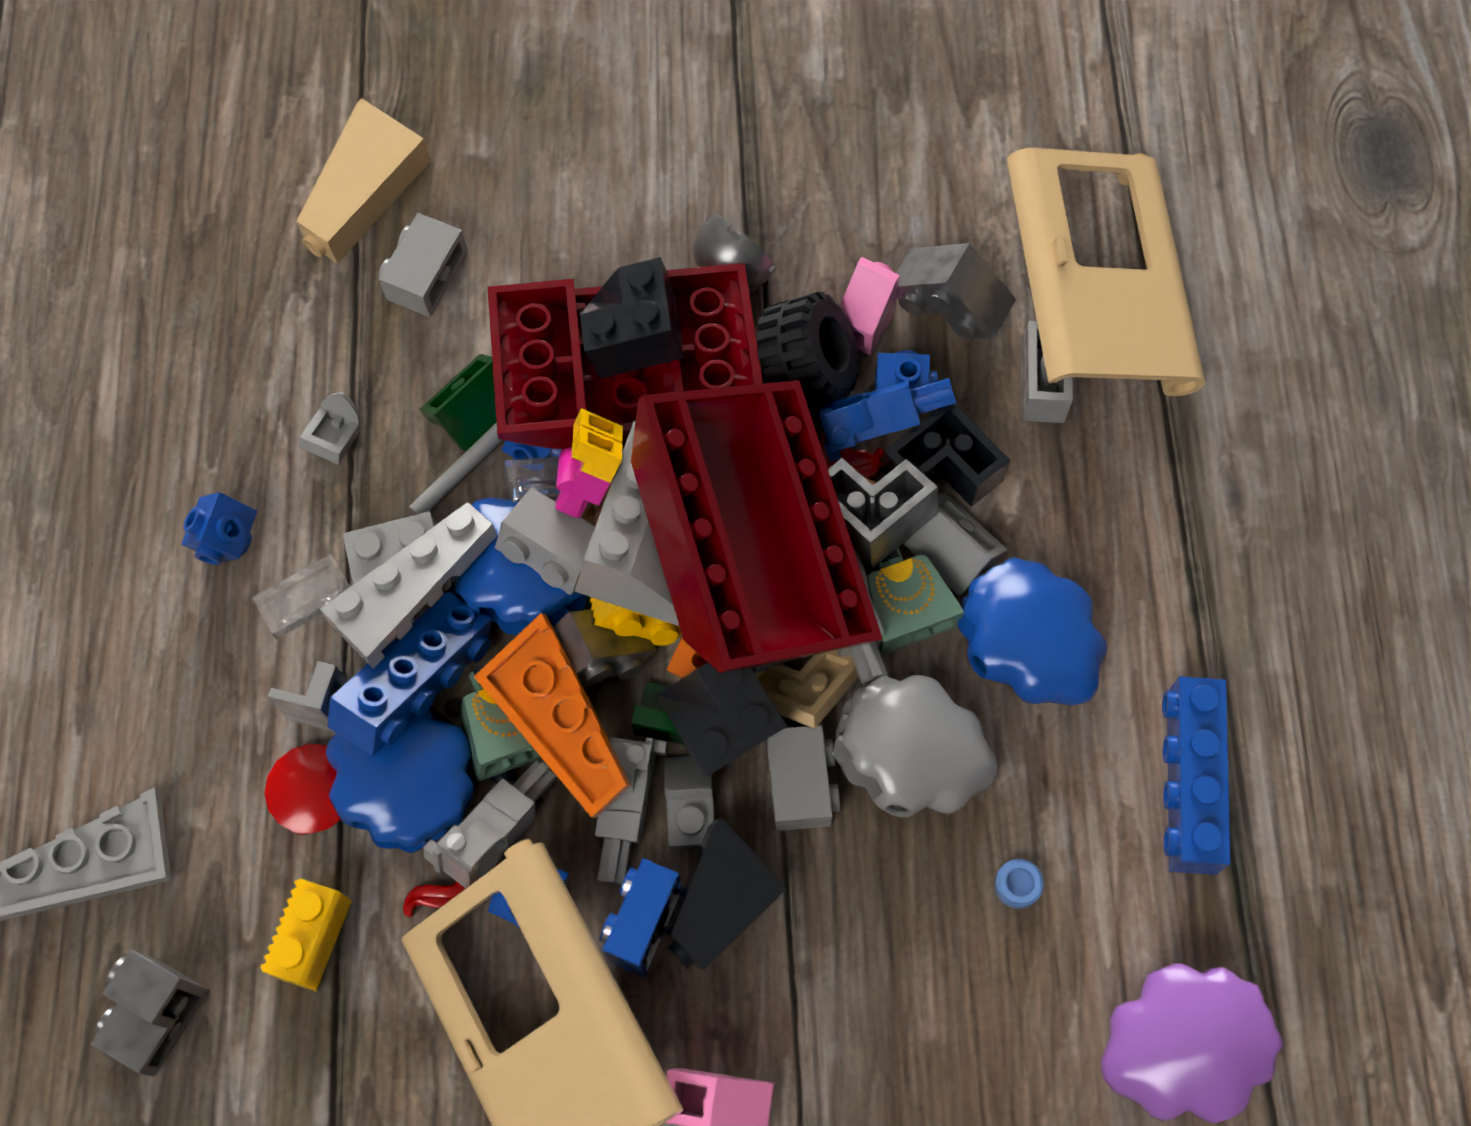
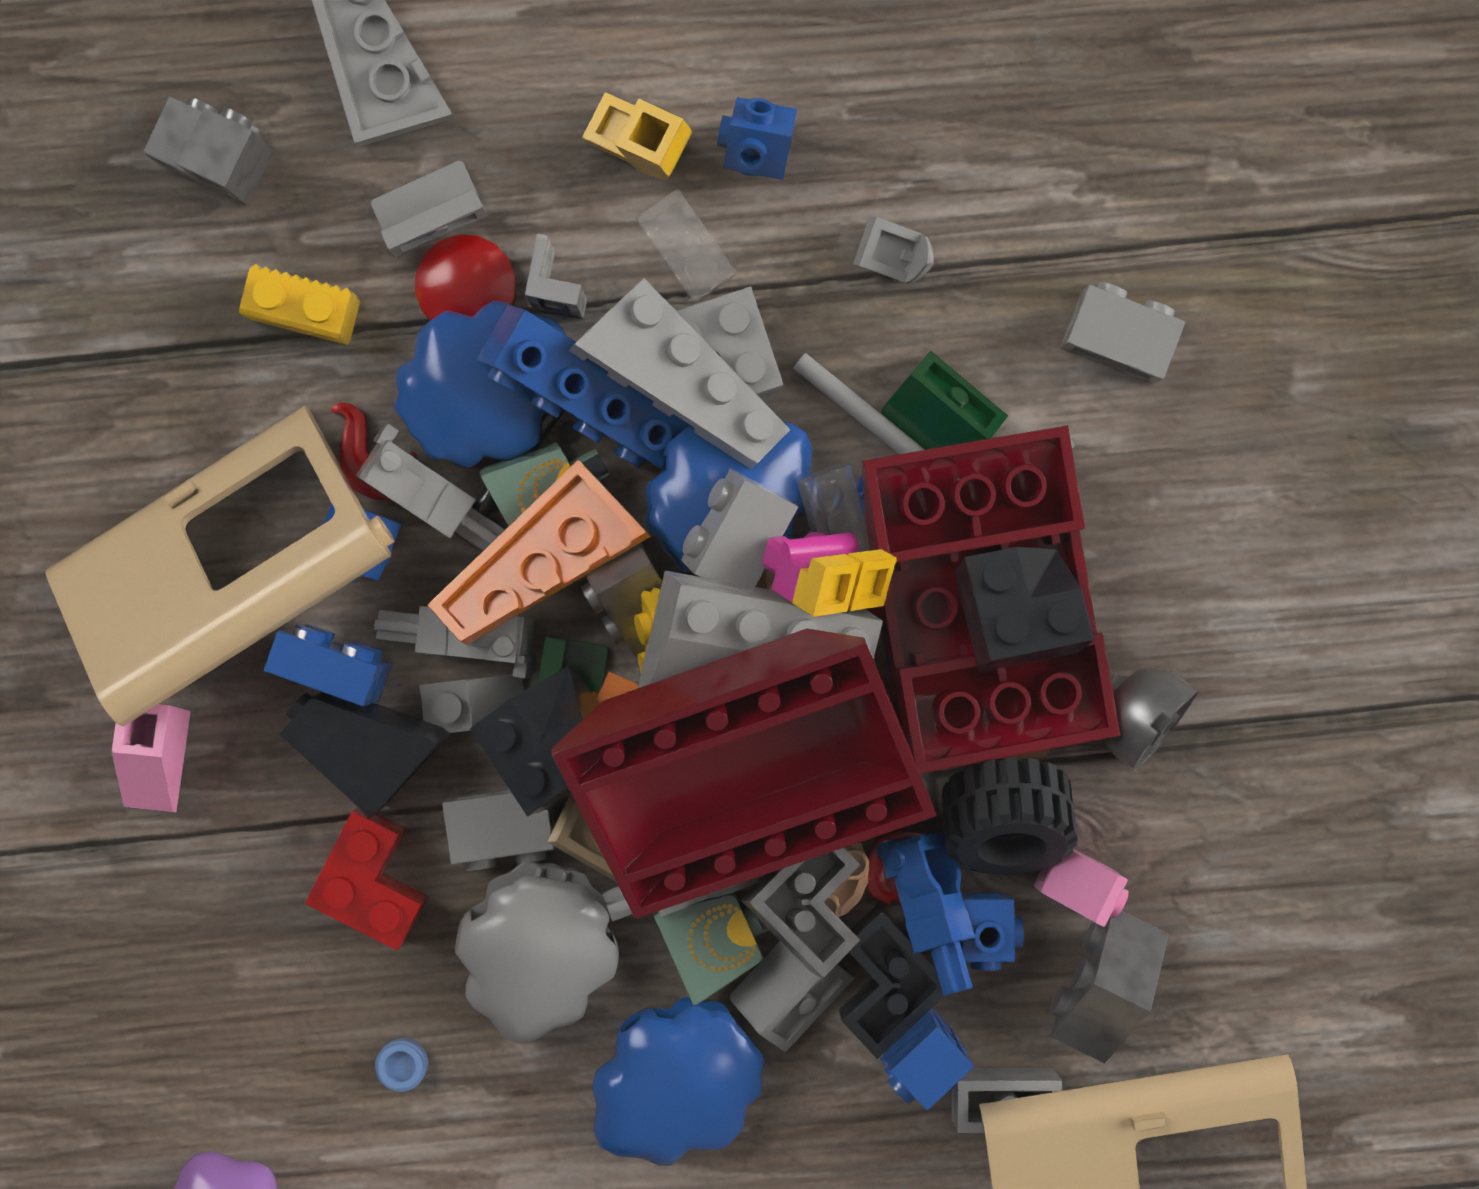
camera: 85 degrees right, 20 degrees up
(204, 619) = (638, 134): none -> yellow brick
(237, 818) = (428, 208): none -> light grey panel
(360, 180) = (1239, 241): tan slope -> none
(847, 911) = (356, 886): none -> red brick
(1009, 413) = (926, 1061): none -> blue brick

